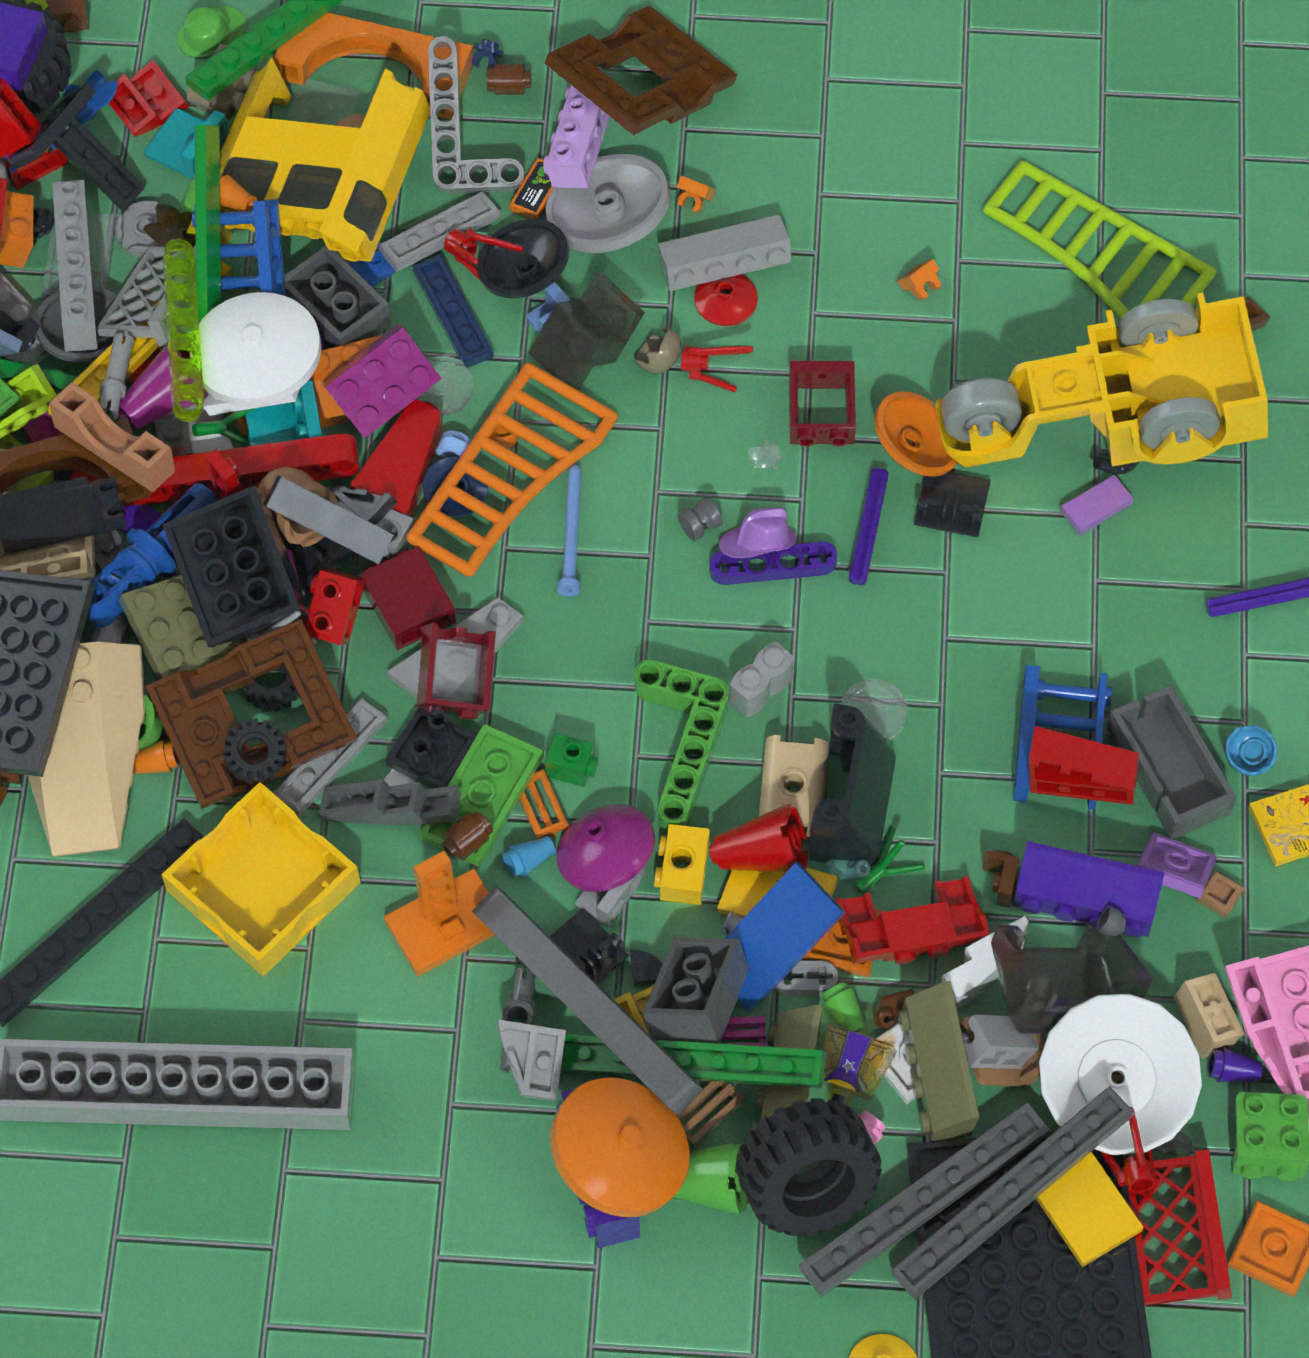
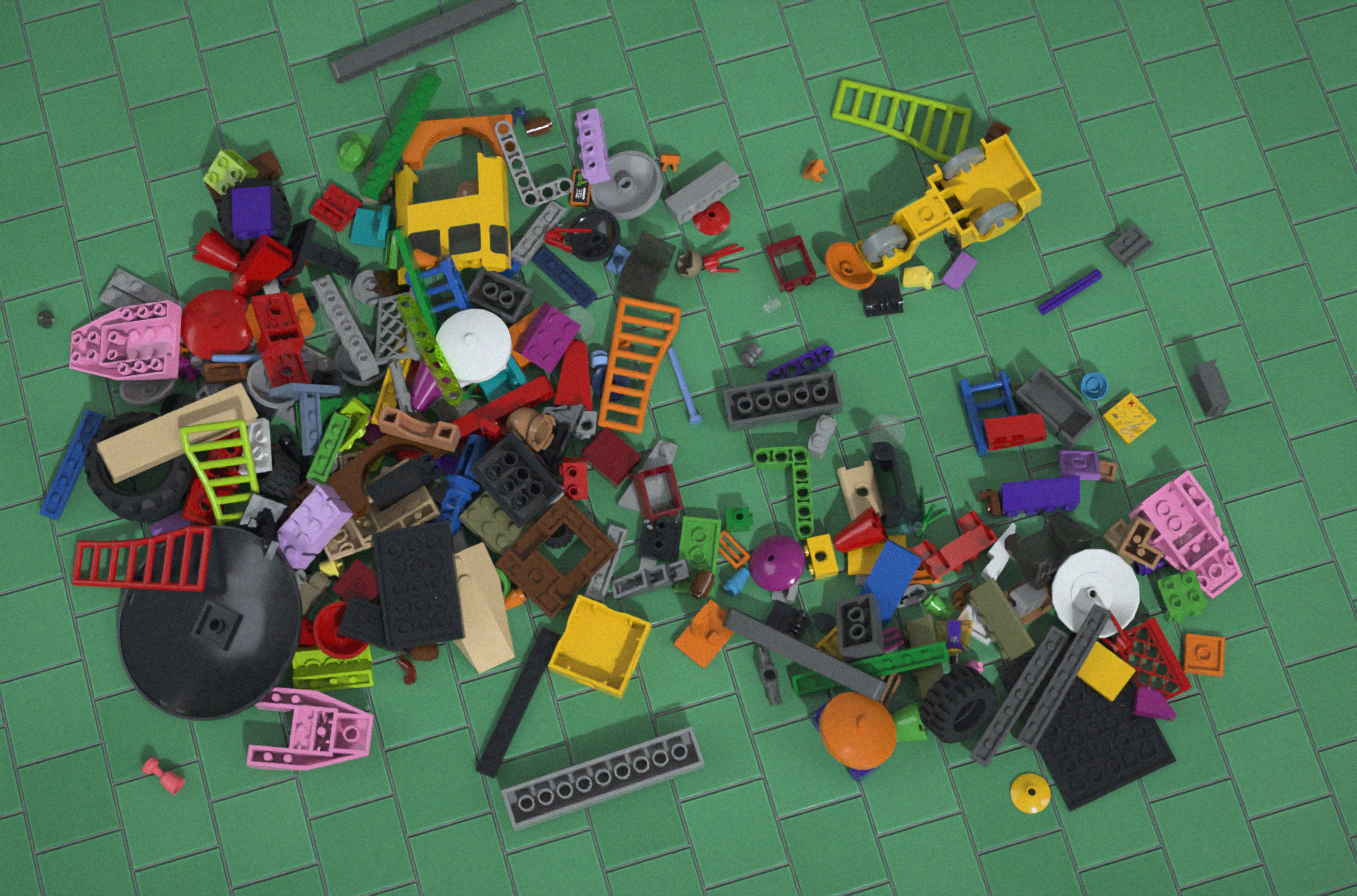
camera: 20 degrees left, 10 degrees up
(104, 94) = (305, 212): blue plate -> none
(254, 731) = (581, 575): black tyre -> none
(328, 519) = (556, 433): tile -> none
(533, 1057) = (787, 694): light grey wing -> none
(685, 66) = (620, 80): reddish brown piece -> none
(719, 601) = (782, 401): none -> dark grey brick
(759, 533) = (787, 354): medium lavender piece -> none
(868, 526) = (842, 326): dark purple axle -> none
(1024, 489) = (918, 277): none -> light yellow bracket
(1111, 922) = (1059, 510): dark grey hinge -> none
(1149, 1293) = (1152, 704): none -> magenta slope
(1216, 1013) = (1135, 543): none -> medium nougat brick

